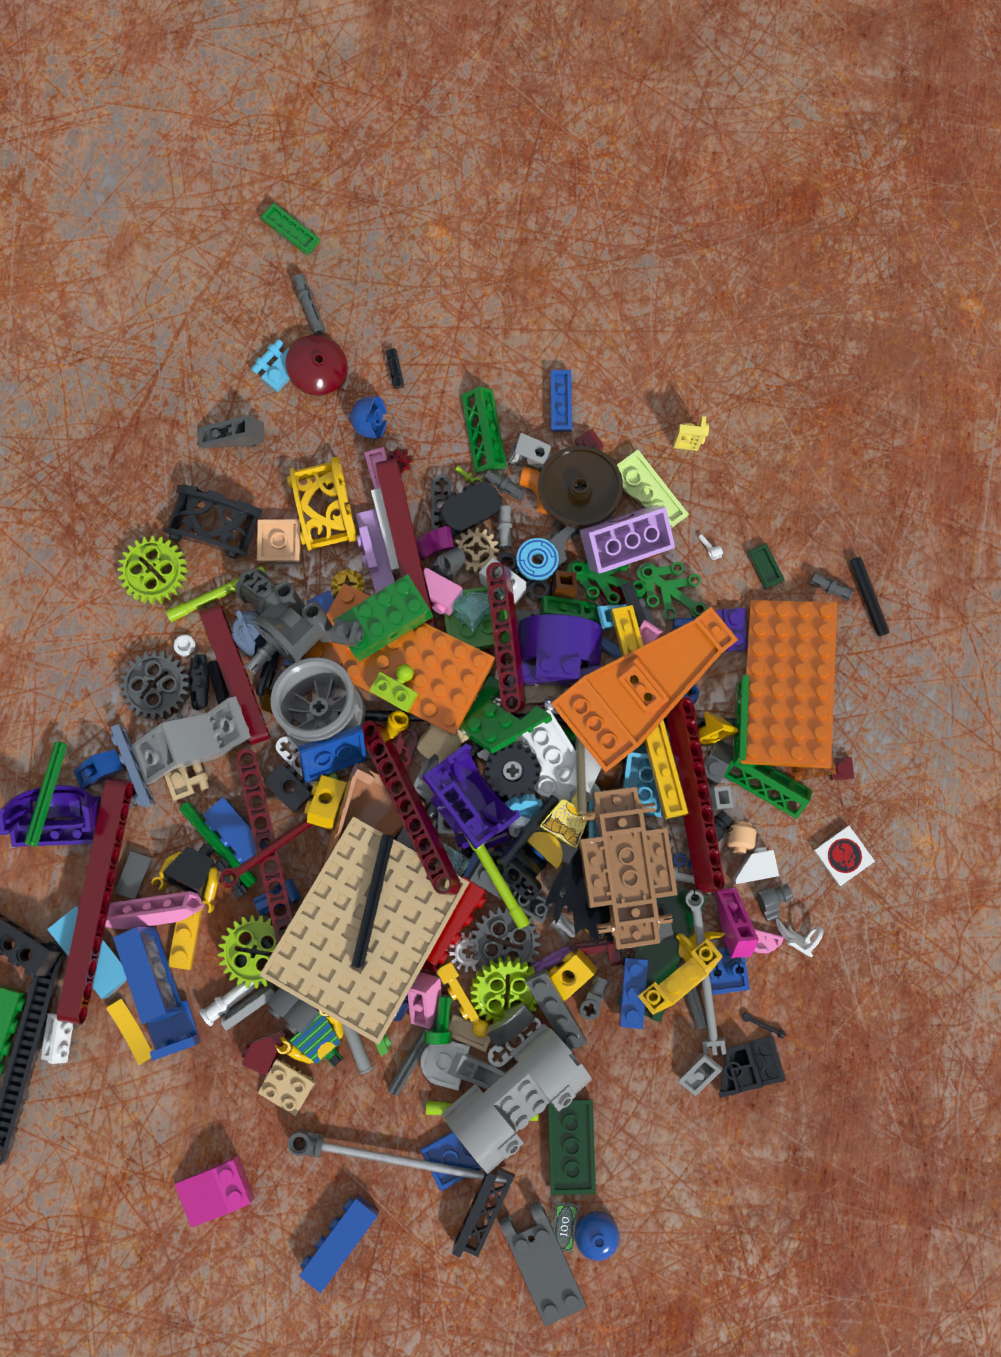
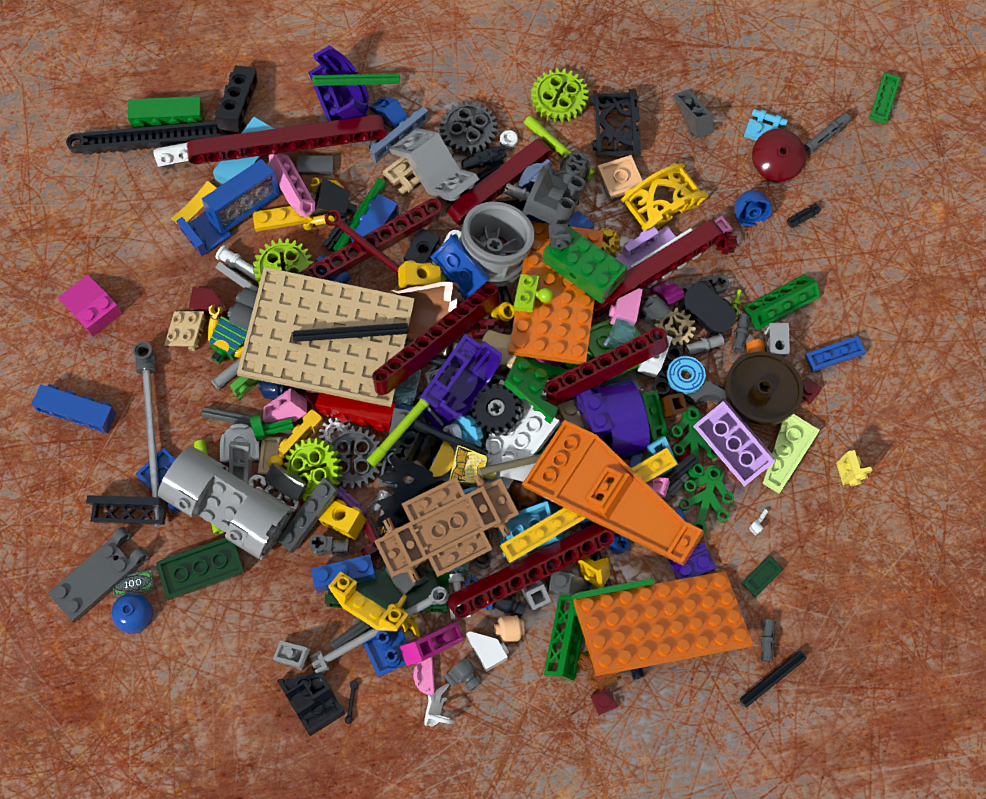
camera: 75 degrees right, 10 degrees down
(843, 855) = (525, 728): tile -> none

